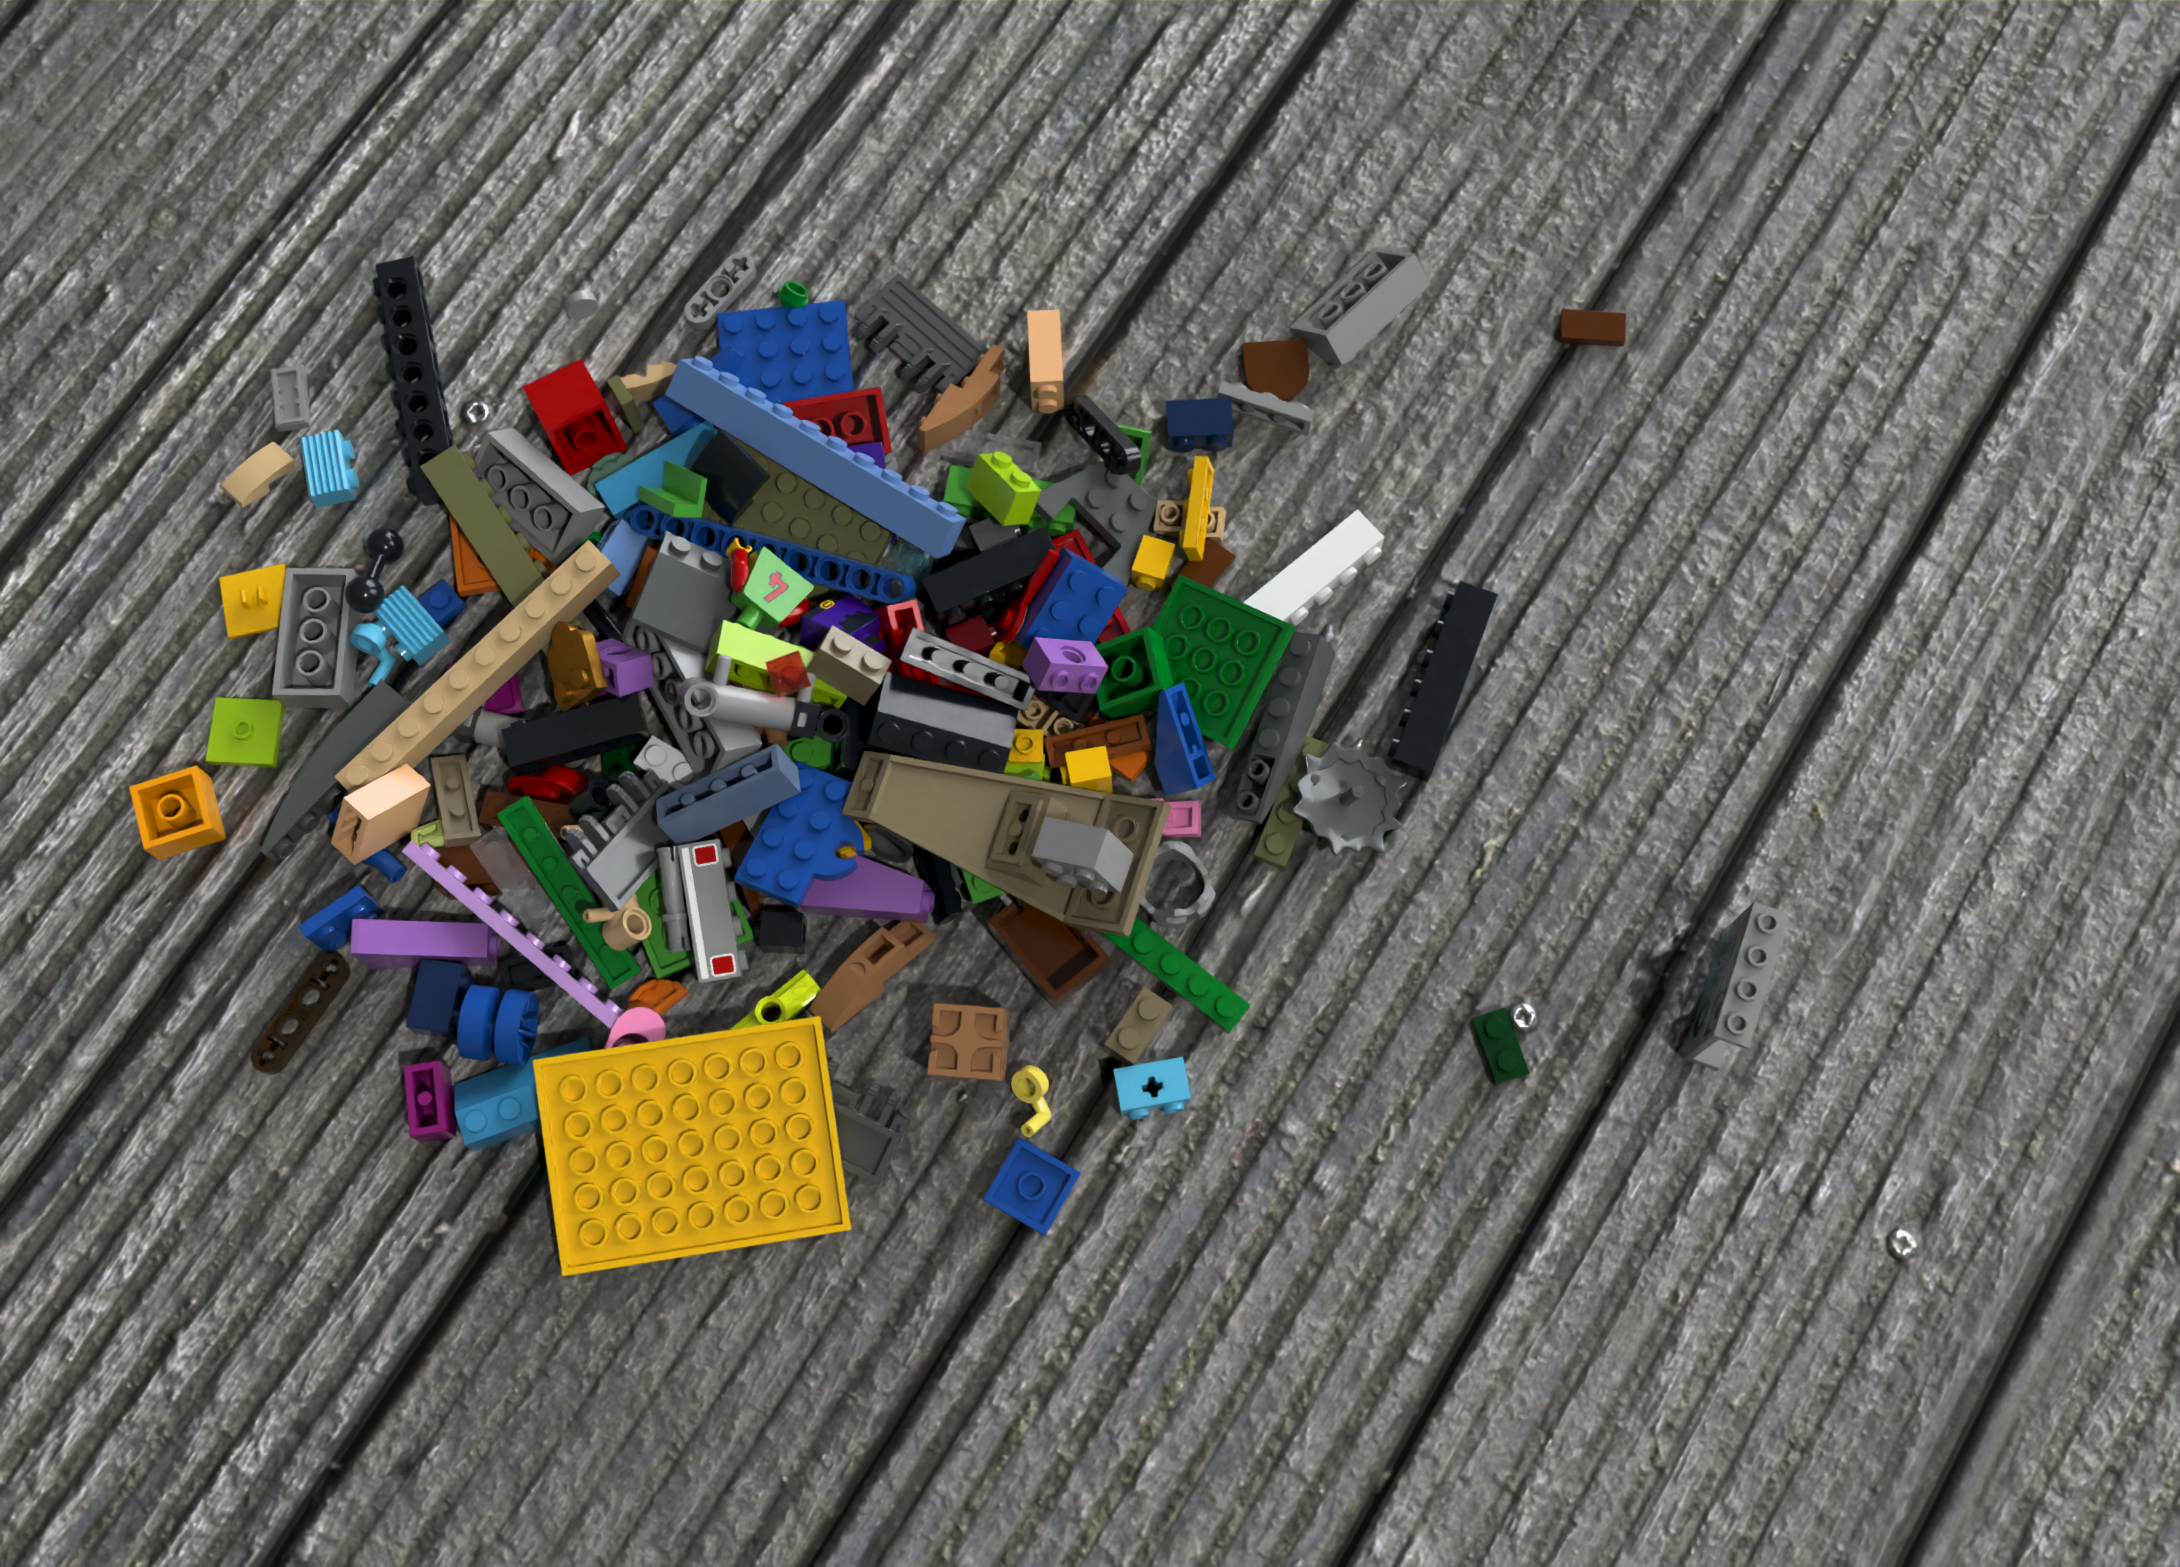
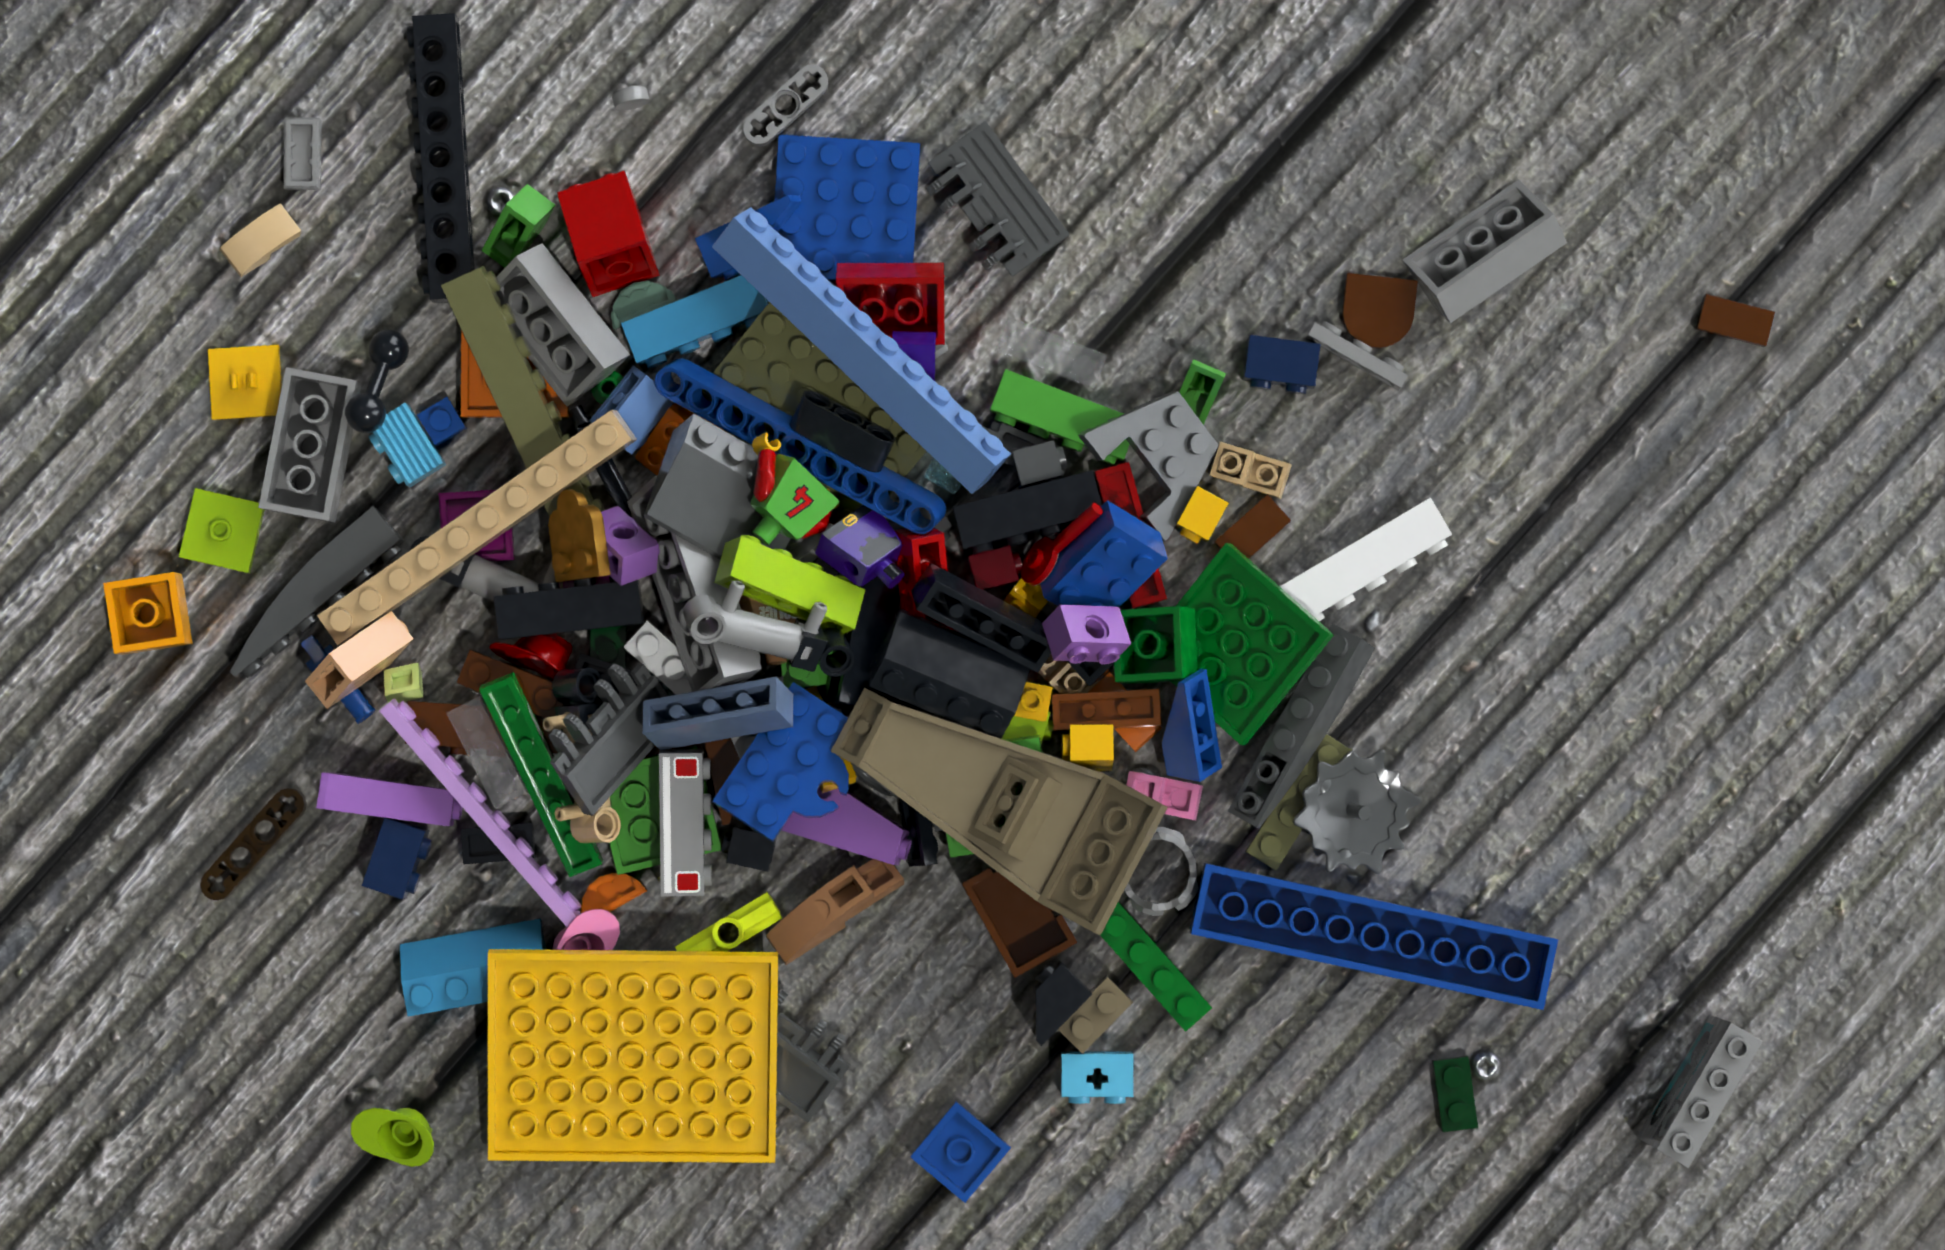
camera: 15 degrees right, 15 degrees up
(328, 468) = (337, 246): medium azure brick -> none
(333, 924) = (319, 756): blue plate -> none
(372, 641) = (366, 460): medium azure plate -> none
(430, 1101) = (376, 963): magenta brick -> none
(455, 800) = (434, 650): dark tan plate -> none
(464, 1268) = (394, 1135): none -> lime piece
(491, 412) = (518, 225): none -> bright green slope
(498, 1024) = (443, 896): blue wheel -> none
(626, 403) = (666, 234): olive tile -> none
(653, 385) = (704, 205): tan slope -> none
(674, 900) = (646, 814): light grey pin -> none
(681, 492) = (708, 361): bright green panel -> none
(730, 474) = (765, 354): black slope -> none
(788, 674) = (799, 607): clear red plate -> none
(793, 294) = (865, 127): green plate -> none
(808, 530) = (842, 431): none -> black beam
(848, 665) = (862, 598): dark tan brick -> none
(964, 405) = (1026, 304): medium nougat slope -> none
(969, 1042) = (922, 1004): medium nougat piece -> none
(1003, 488) = (1055, 420): lime brick -> none
(1030, 1086) = (976, 1051): light yellow plate -> none
(1045, 360) = (1128, 265): light nougat brick -> none
(1082, 855) = (1067, 851): light grey brick -> none
(1098, 1014) = (1056, 999): none -> black slope
(1102, 435) = (1173, 364): black beam -> none
(1197, 508) = (1259, 466): yellow plate -> none
(1391, 907) = (1373, 936): none -> blue brick
(1443, 681) = (1482, 699): black brick -> none

